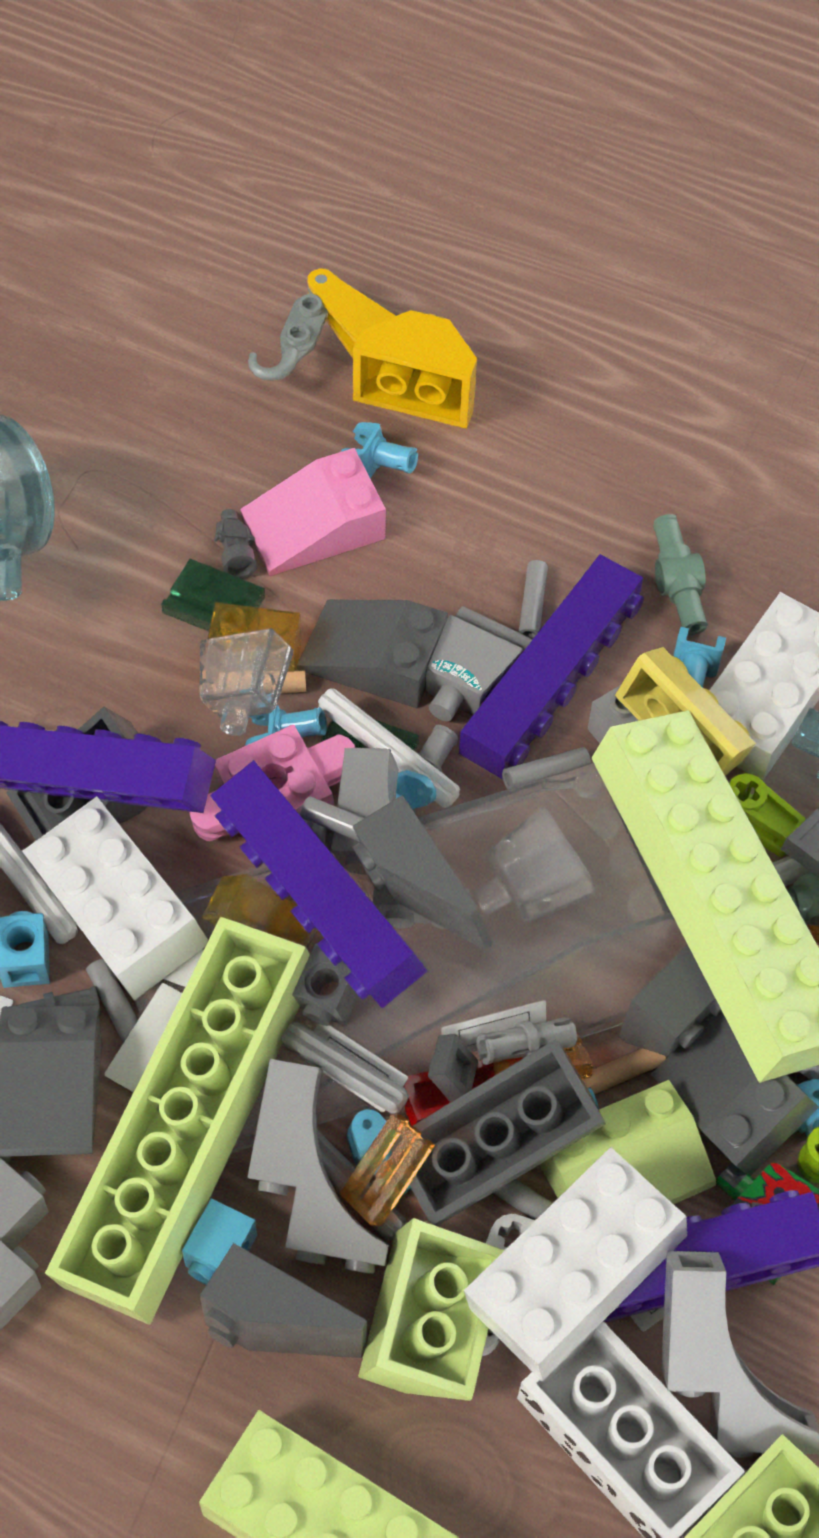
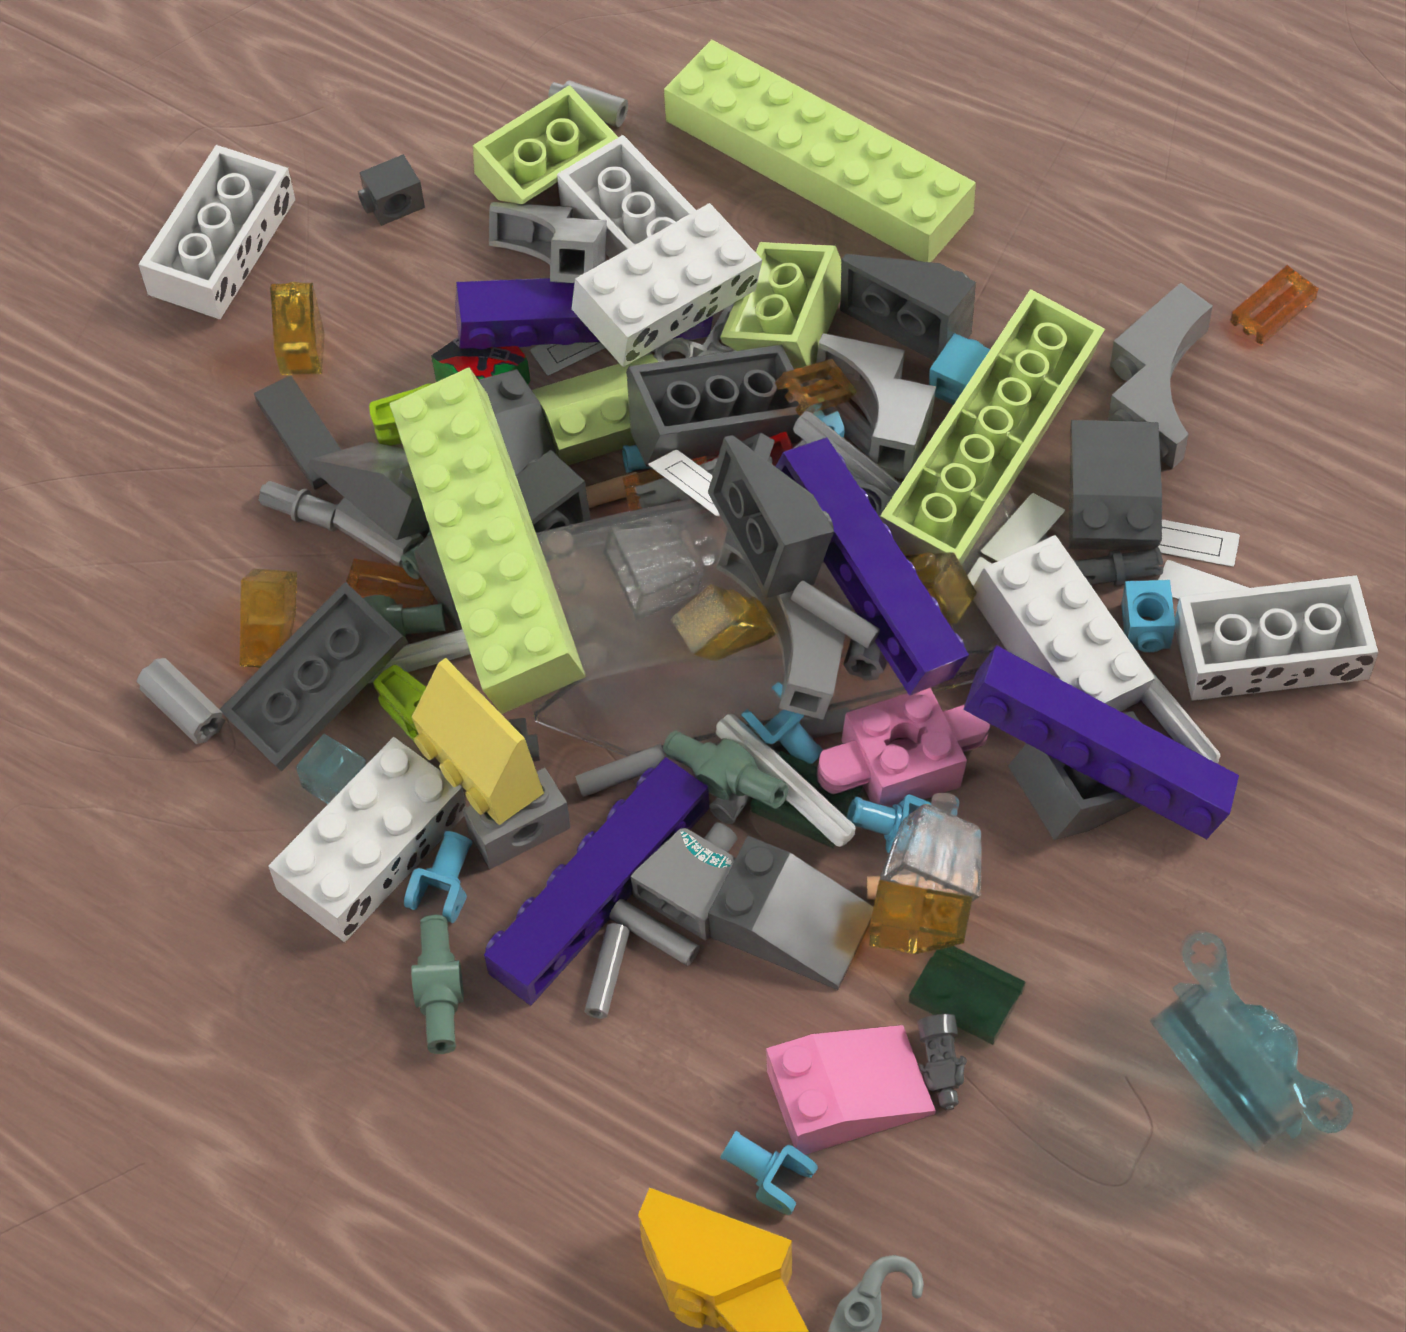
camera: 170 degrees left, 0 degrees up
(446, 744) = (725, 769): none -> sand green pin
(465, 812) = (722, 623): none -> clear yellow slope
(507, 1009) = (686, 476): none -> white sticker

